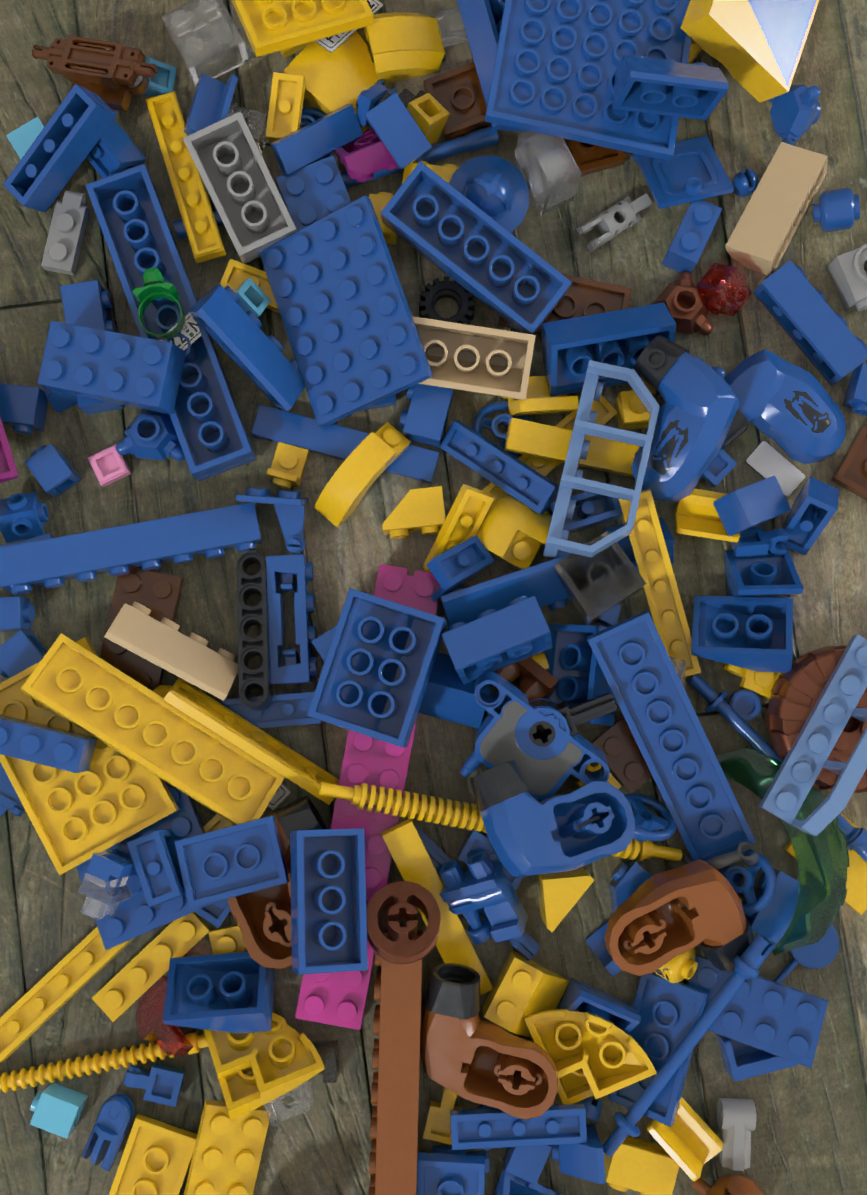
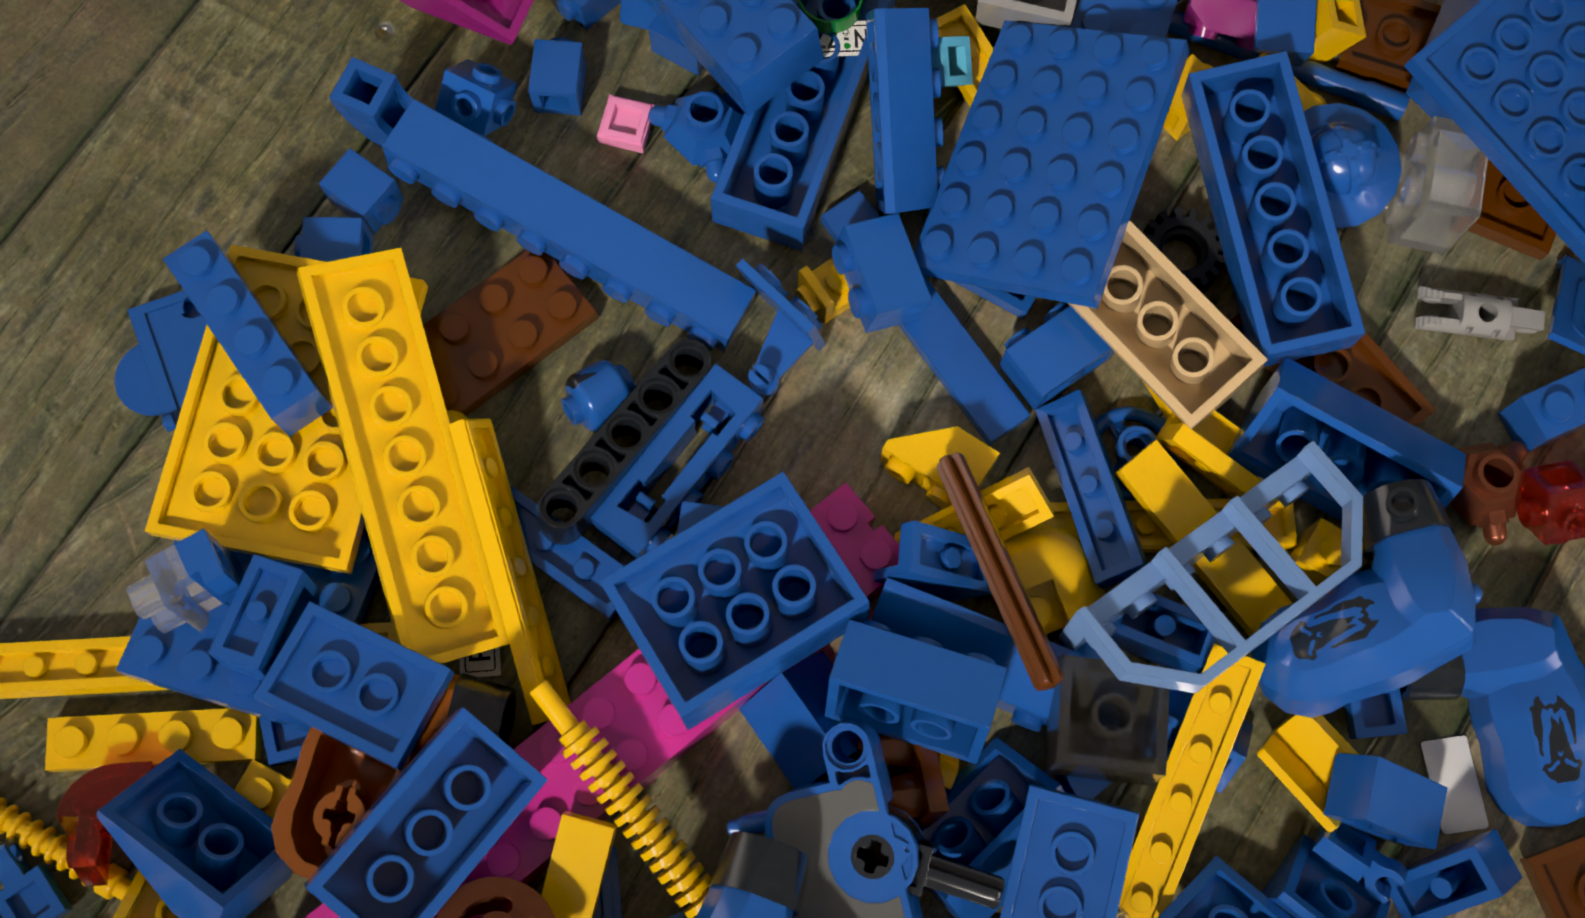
camera: 40 degrees right, 10 degrees down
(172, 650) = (510, 380): tan slope -> none
(219, 619) = (596, 393): none -> blue head
(308, 441) = (881, 273): none -> blue brick
(359, 472) = (911, 354): yellow arch -> none
(491, 548) = (1000, 573): none -> reddish brown axle

